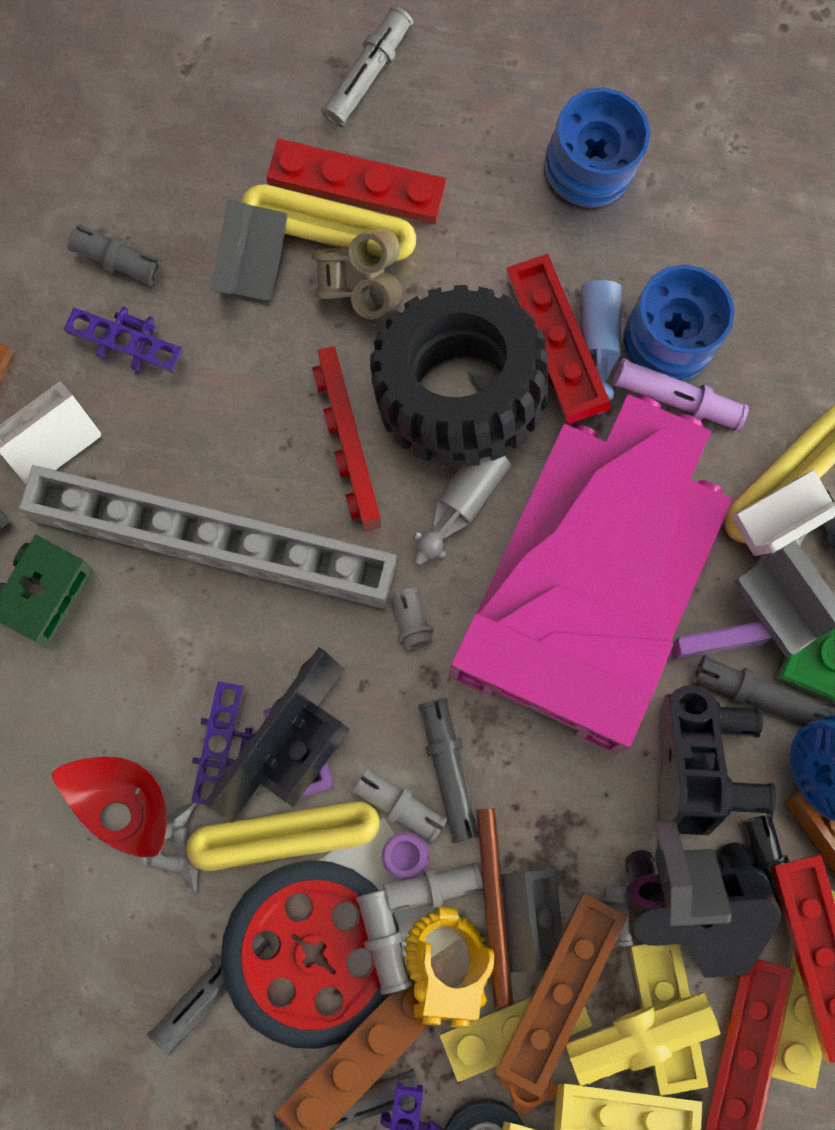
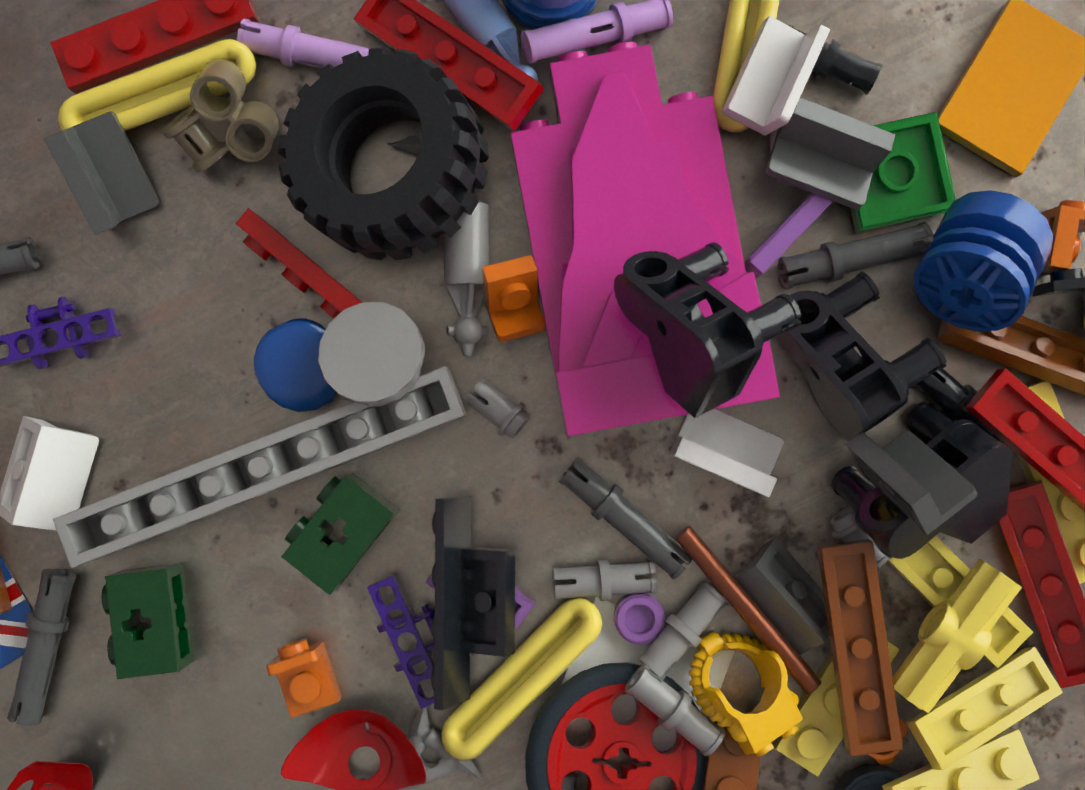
camera: 30 degrees left, 10 degrees up
(120, 717) = (305, 676): none -> orange bracket
(208, 644) = (331, 561): none -> dark green brick
(287, 483) = (290, 368): none -> blue piece
(349, 508) = (371, 353): none -> light grey tile
(448, 256) = (293, 46): none -> lavender pin
(481, 544) = (513, 298): none -> orange bracket
(565, 773) = (729, 450): none -> white panel
(590, 663) = (697, 356): none -> black piece

